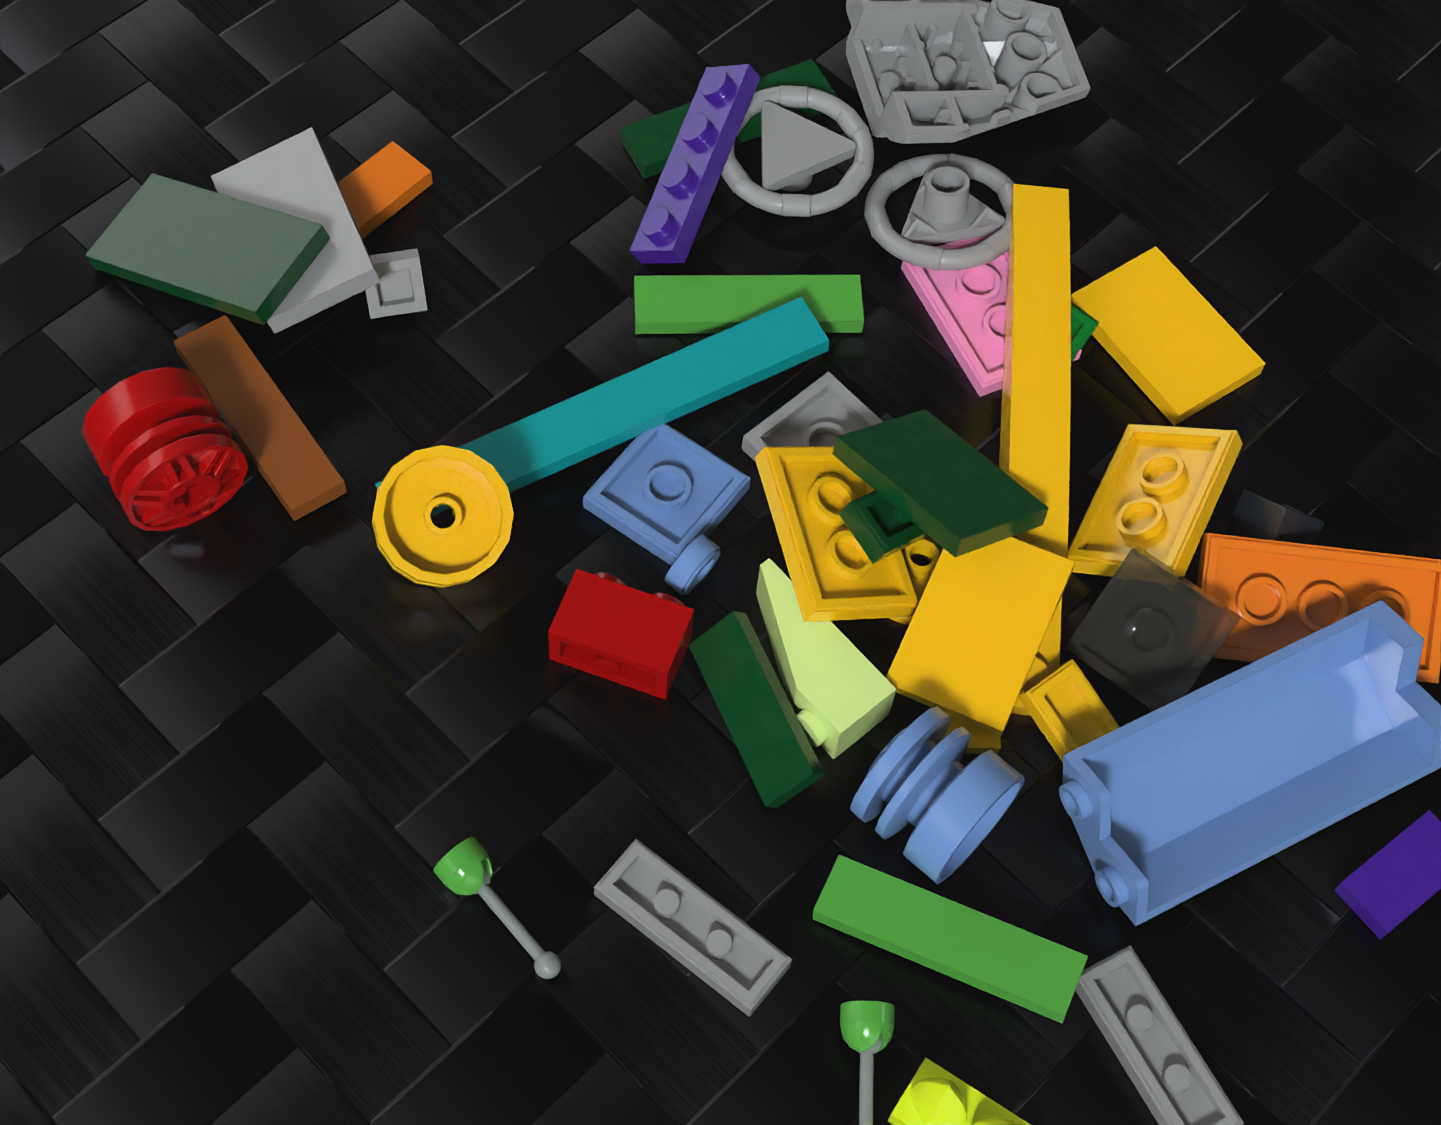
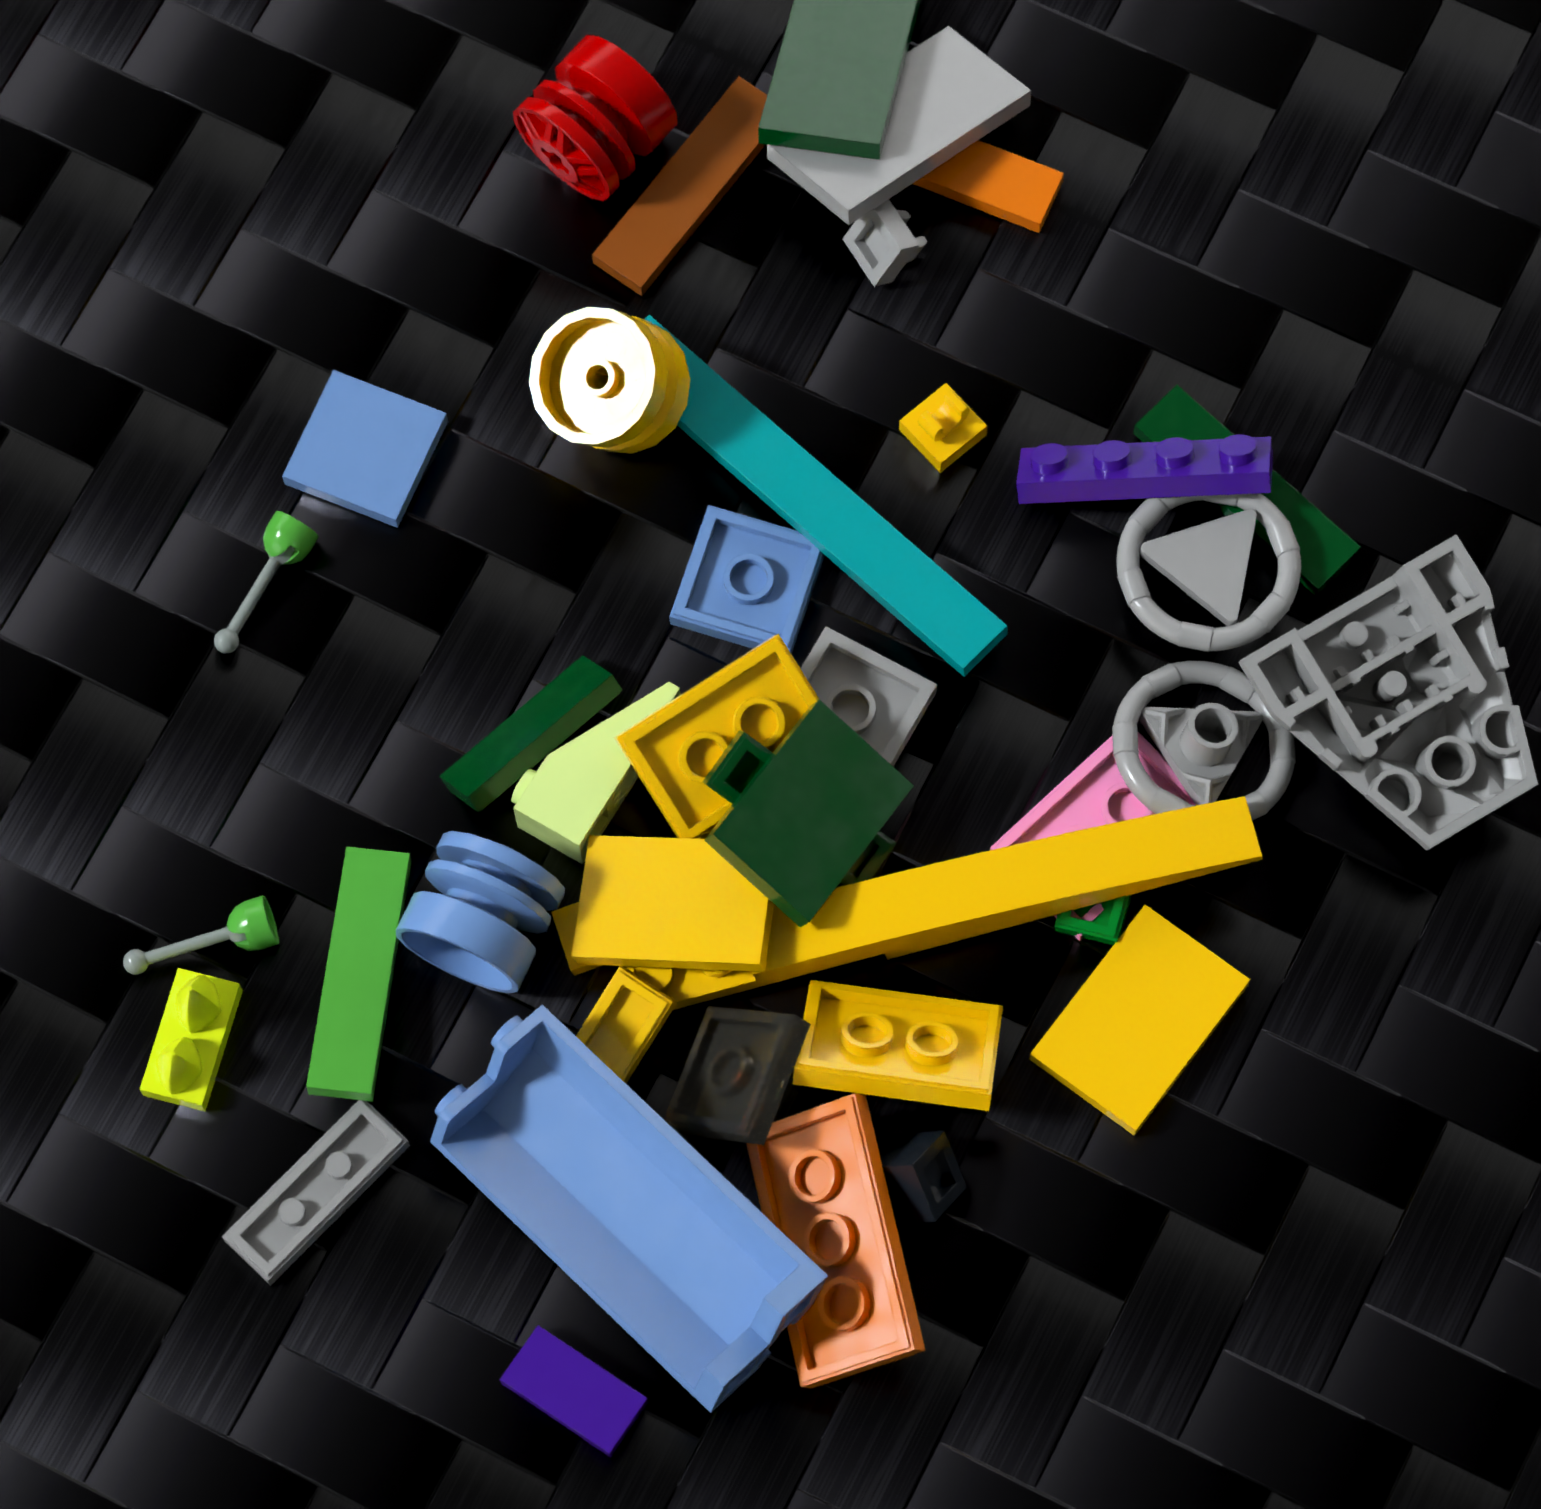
camera: 80 degrees right, 10 degrees up
(396, 772) = (365, 448): none -> medium blue tile
(583, 301) = (943, 427): none -> yellow tile
(621, 633) = (566, 588): red brick -> none
(692, 927) = (302, 751): light grey tile -> none
(693, 565) = (665, 628): medium blue tile -> none
(721, 301) = (1006, 585): bright green tile -> none

